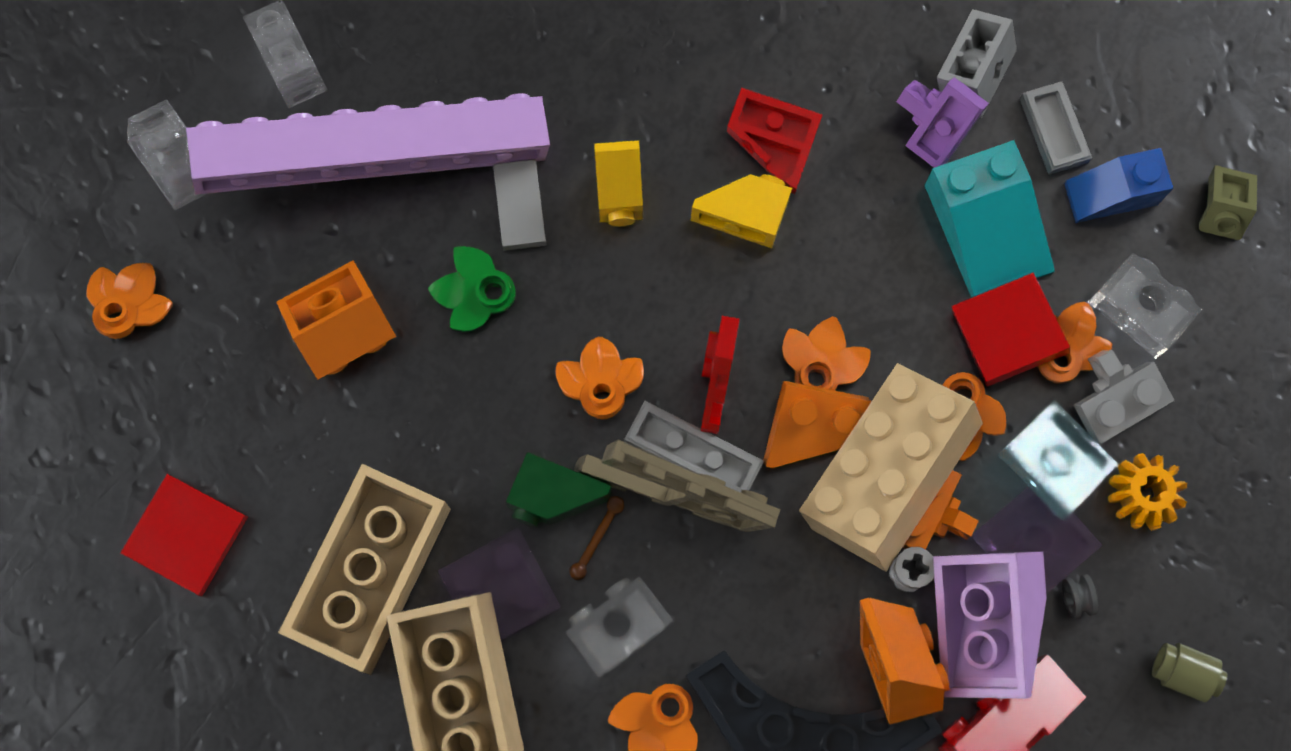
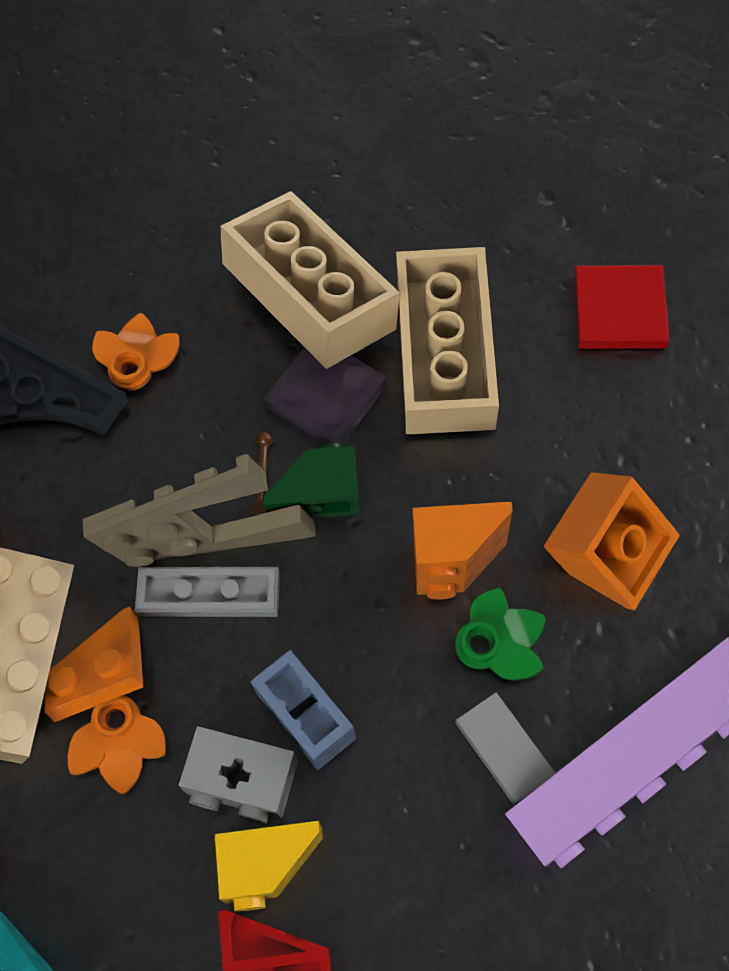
camera: 160 degrees right, 10 degrees down
(469, 364) = (456, 544): none -> orange slope
(600, 372) = (333, 620): orange plate -> none
(619, 182) = (409, 809): yellow slope -> none
(646, 622) = (202, 381): clear brick -> none
(662, 298) = (304, 710): none -> sand blue brick
(717, 368) = (212, 670): red wing -> none
(747, 300) = (219, 754): none -> light grey brick

